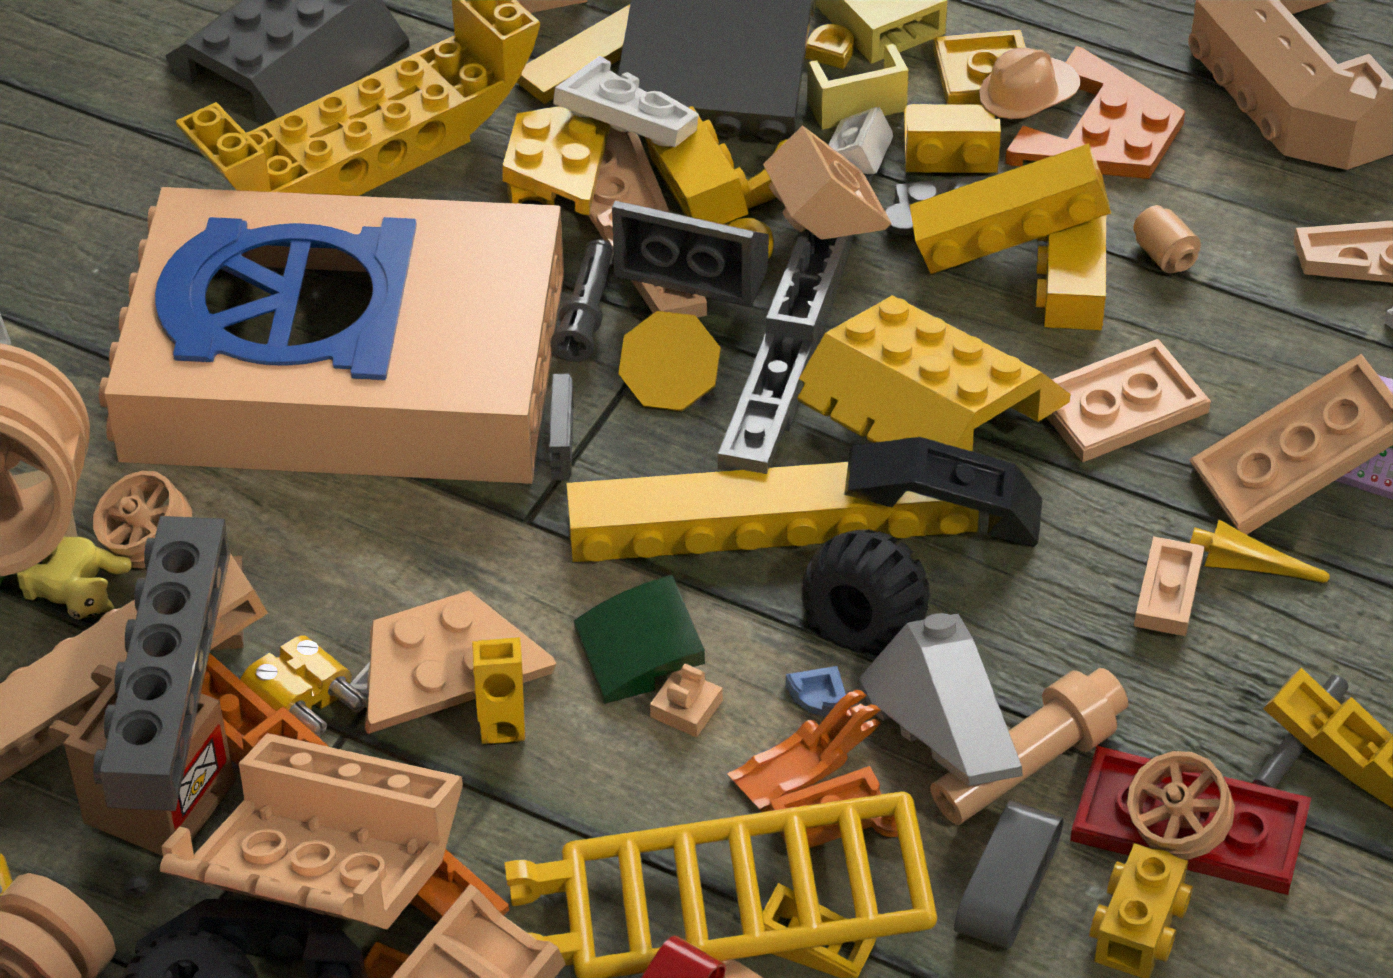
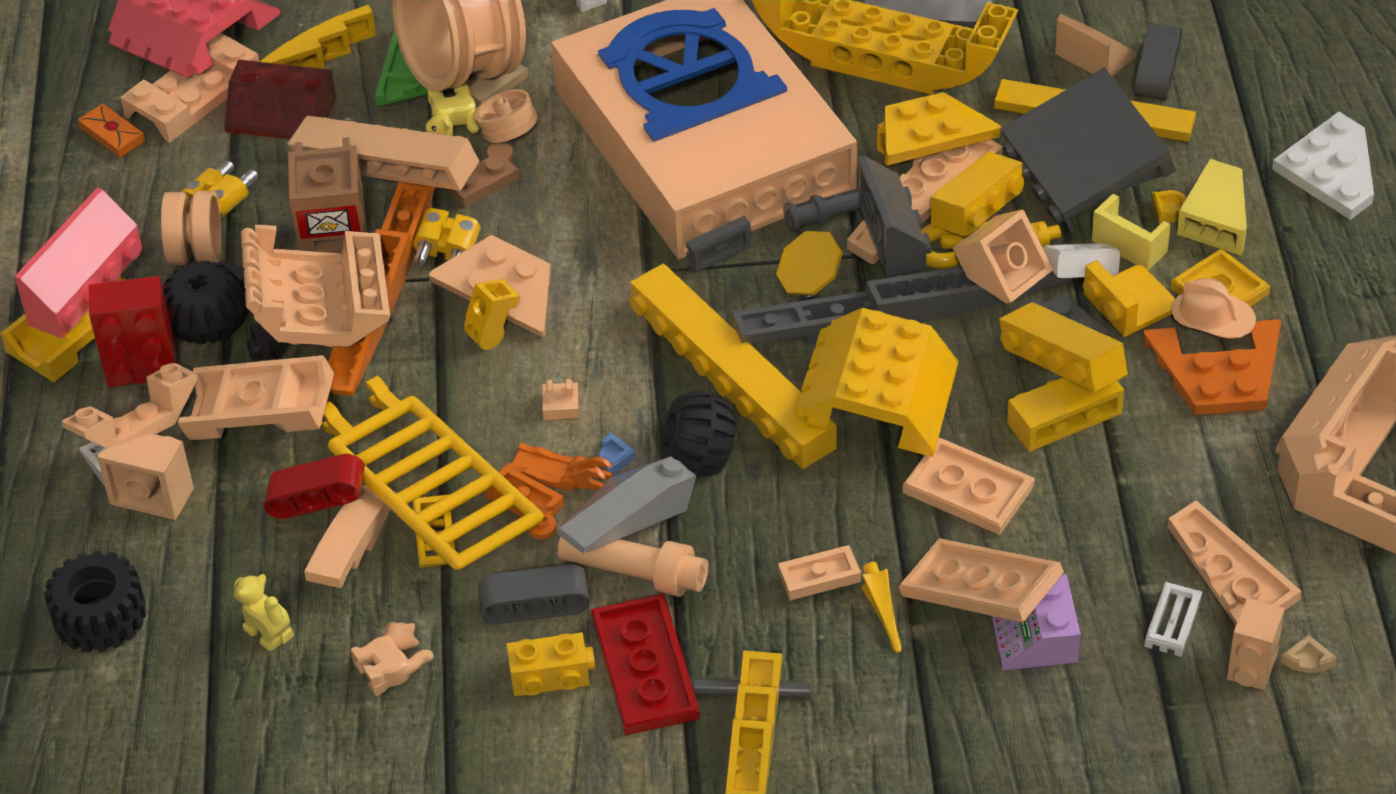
camera: 60 degrees right, 0 degrees up
(164, 664) = (357, 154): dark grey brick -> none
(623, 105) = (984, 127): white wing -> none
(638, 638) = (588, 357): dark green slope -> none
(937, 470) = (795, 429): black slope -> none
(1166, 239) = (1127, 441): light nougat brick -> none
(1181, 804) = (628, 637): light nougat wheel -> none

